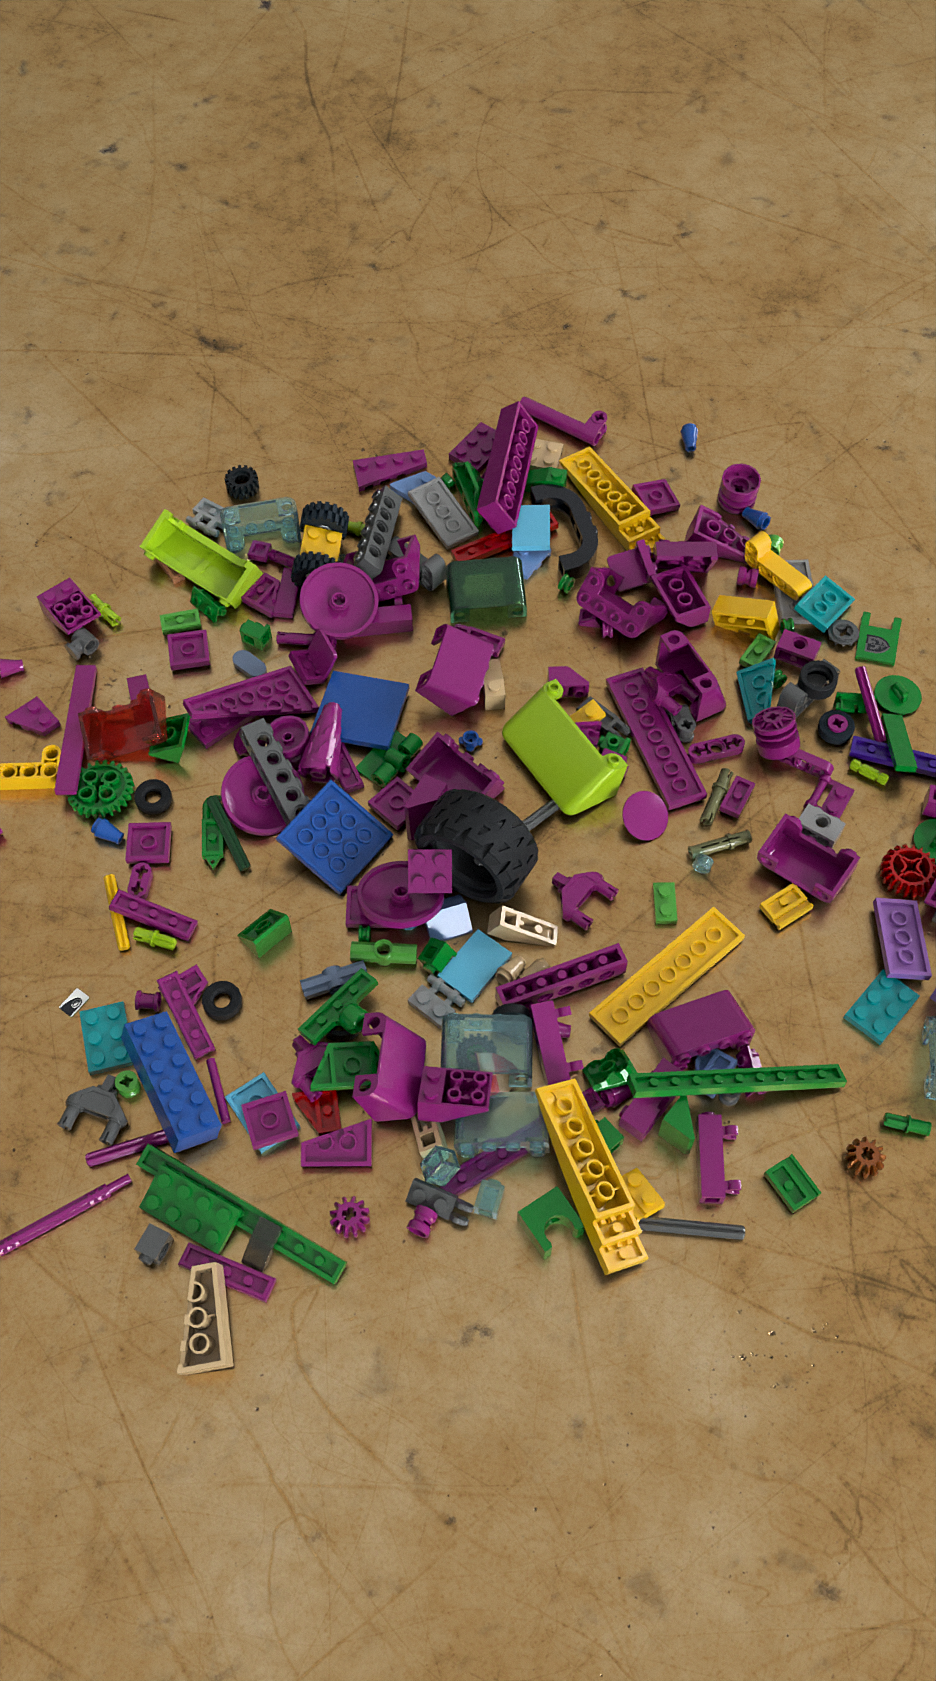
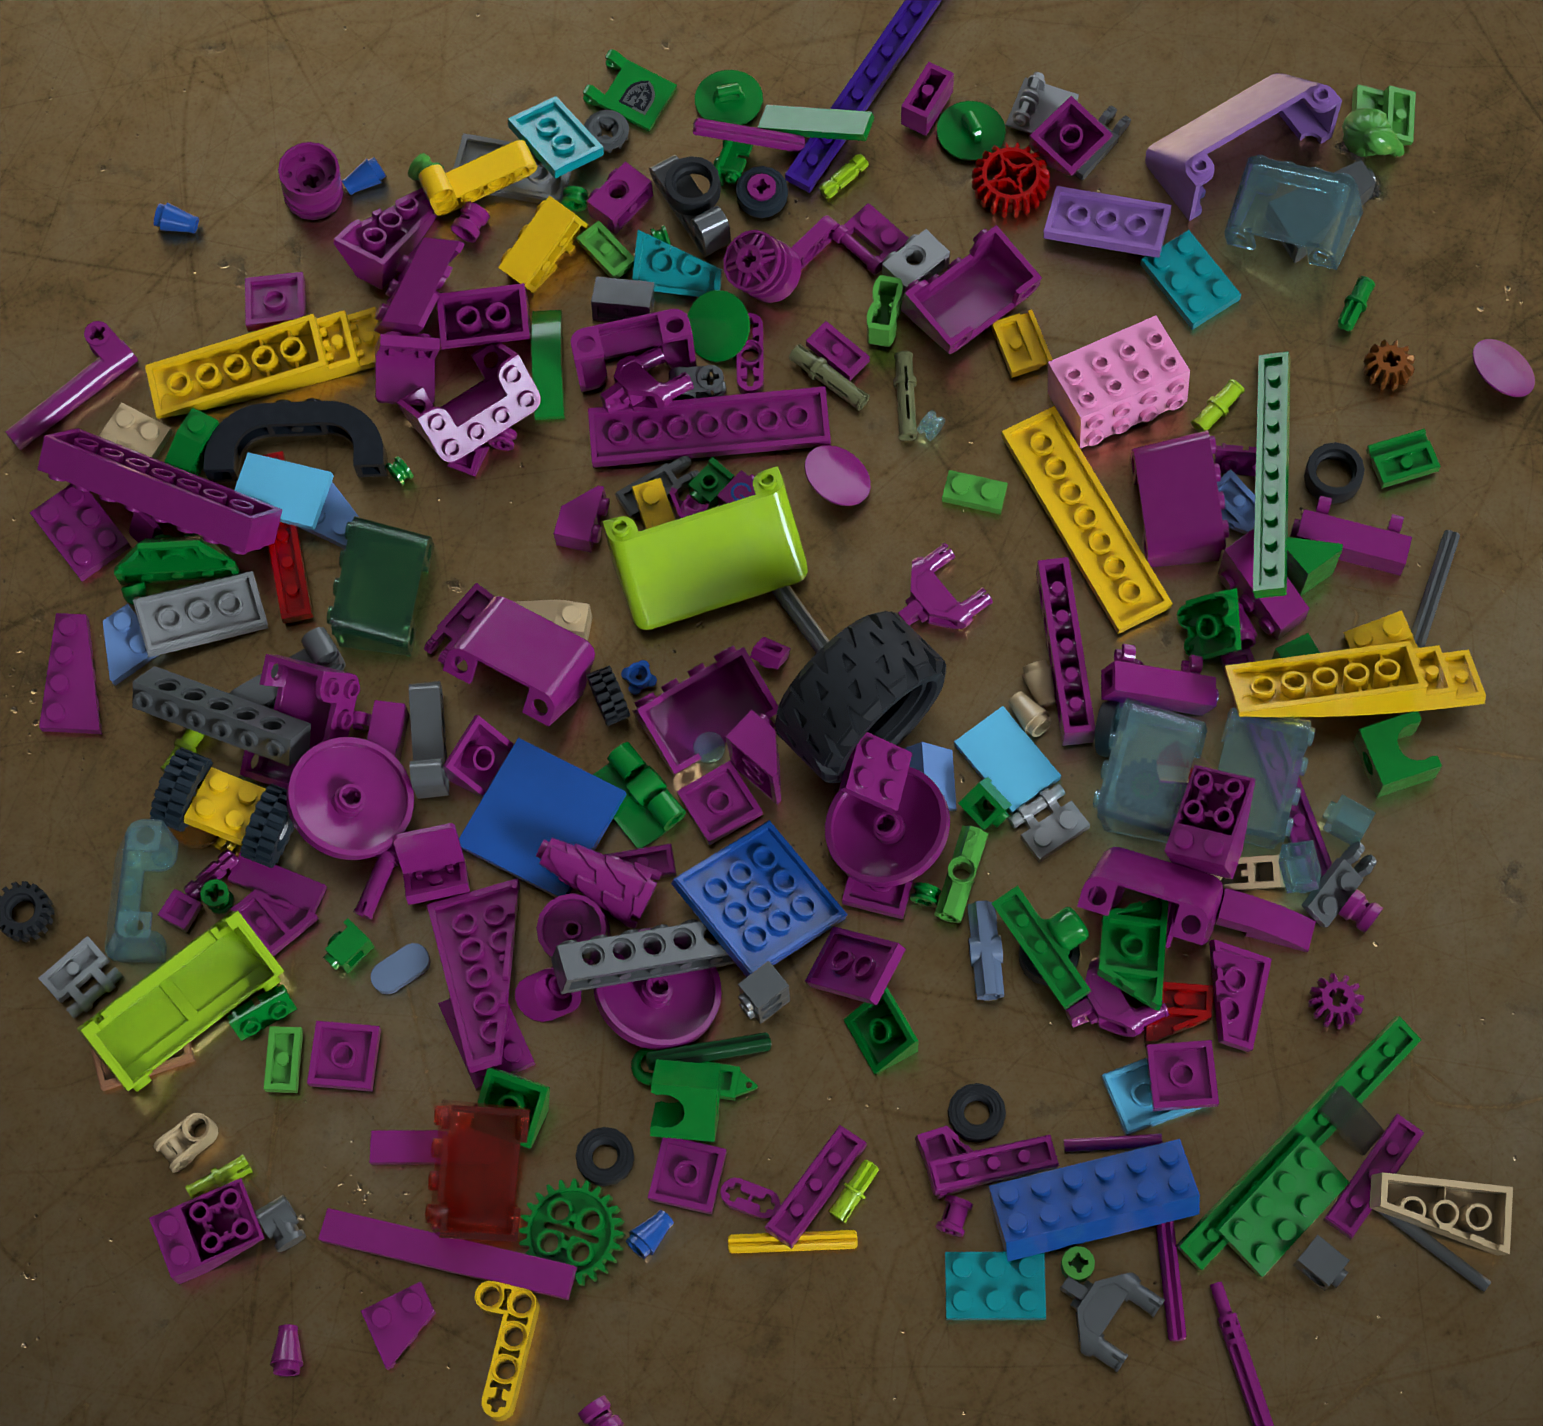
camera: 70 degrees left, 10 degrees up
(74, 1002) = (923, 1327): sticker -> none
(123, 589) = (185, 1142): none -> tan piece
(171, 1345) = (1441, 1252): none -> dark grey bar
(193, 828) = (698, 1096): none -> green piece
(270, 561) = (210, 891): none -> green bush
(271, 851) = (763, 993): none -> dark grey brick
(300, 899) = (855, 965): none -> magenta plate
(391, 664) = (477, 757): none -> magenta slope
(393, 641) = (428, 740): none -> dark grey beam
(398, 1155) = (1265, 920): none -> magenta slope
(449, 720) = (608, 695): none -> black tyre
(509, 802) = (770, 653): none -> magenta plate
(520, 927) = (969, 683): tan slope -> none
(646, 646) = (547, 363): none -> green slope
(726, 668) = (621, 299): none -> dark grey hinge
(727, 722) = (719, 325): none -> green shield
(756, 1151) = (1339, 452): none -> black tyre
(768, 813) = (884, 311): none -> bright green brick
(775, 967) = (1118, 382): none -> bright pink brick
(786, 1044) = (1218, 406): none -> lime pin
(895, 1243) = (1503, 368): none -> magenta shield

